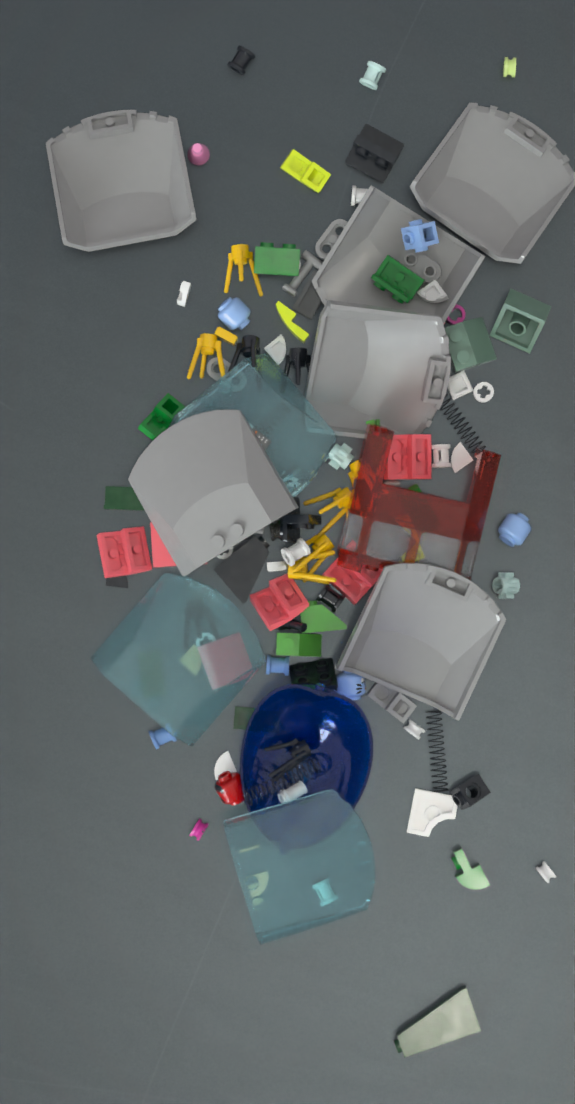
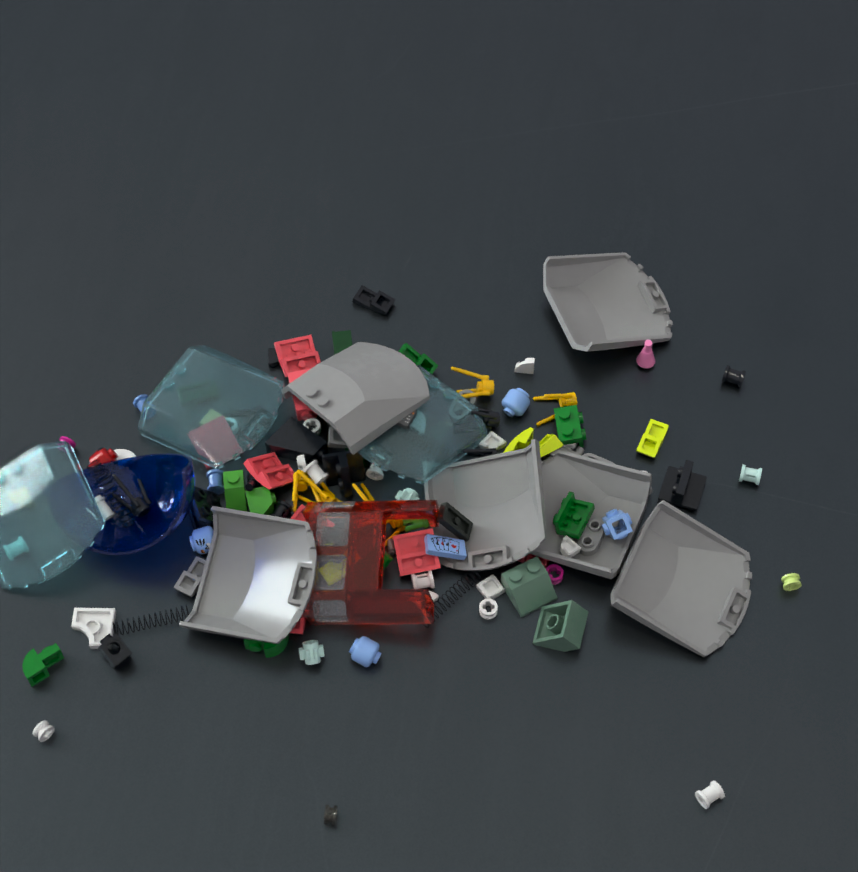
camera: 80 degrees right, 30 degrees down
(57, 453) = (373, 301): none -> black slope
(226, 336) = (495, 399): yellow tile -> none
(306, 296) = (549, 444): none -> neon yellow slope
(386, 409) = (454, 521): none -> pearl dark grey plate
(412, 729) = (168, 597): white bush -> none
(413, 425) = (445, 547): none -> light blue tile

